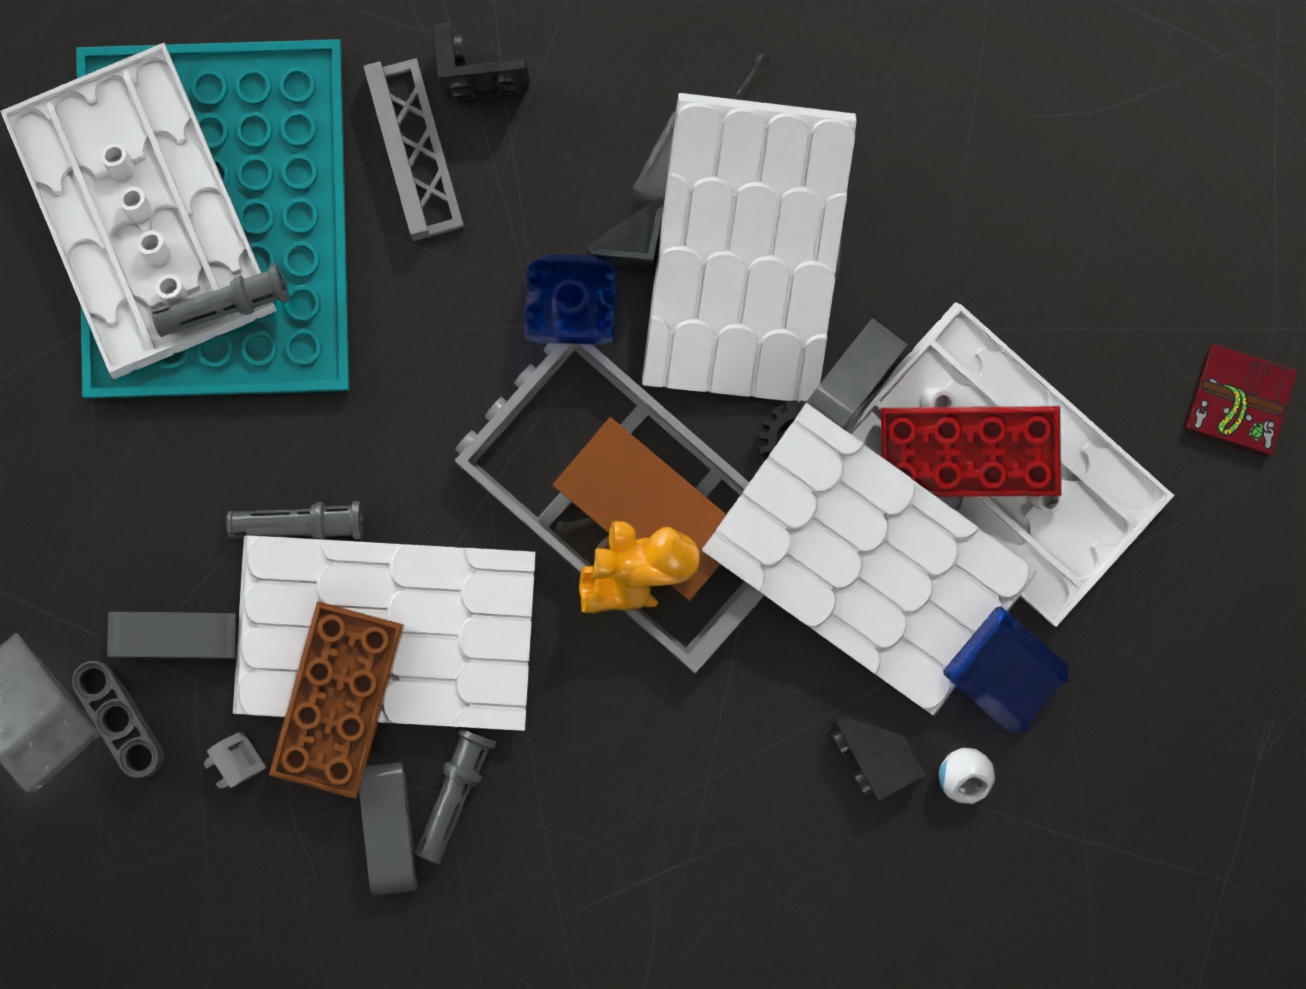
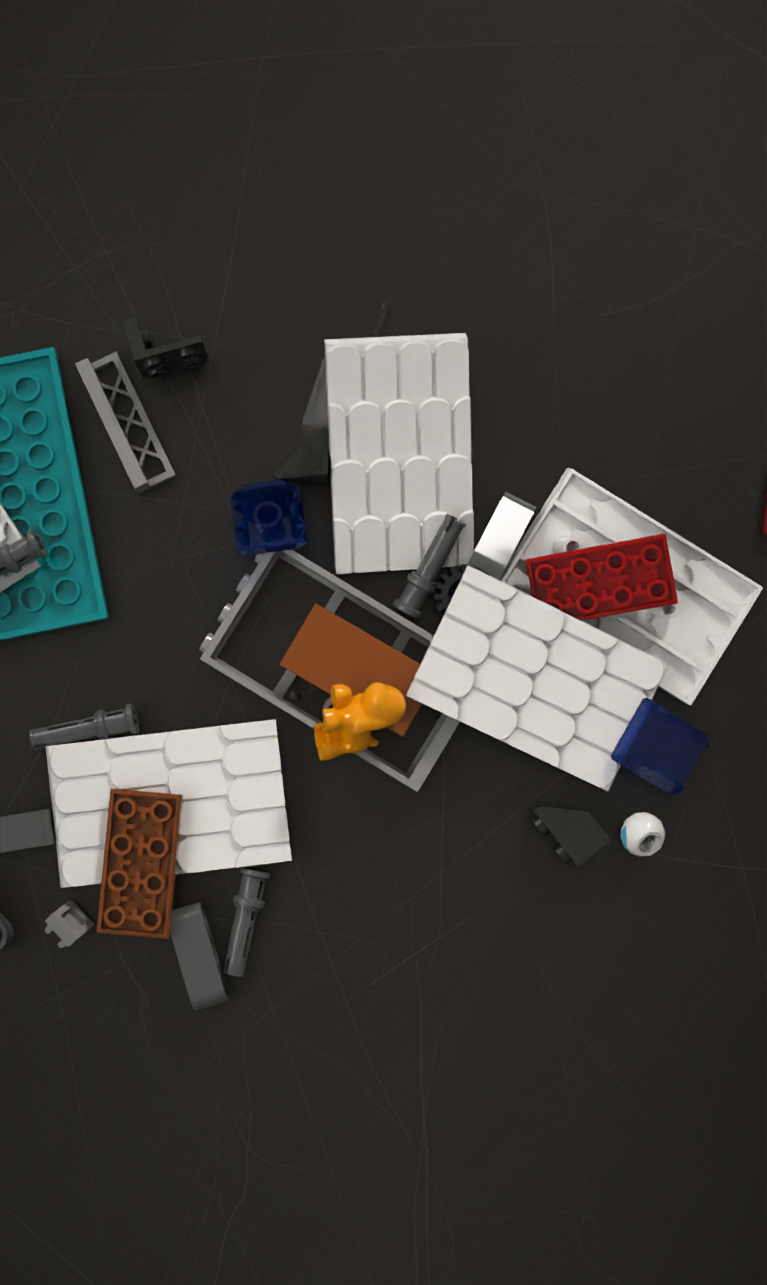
camera: 15 degrees left, 0 degrees up
(749, 412) = (422, 581): none -> dark grey pin

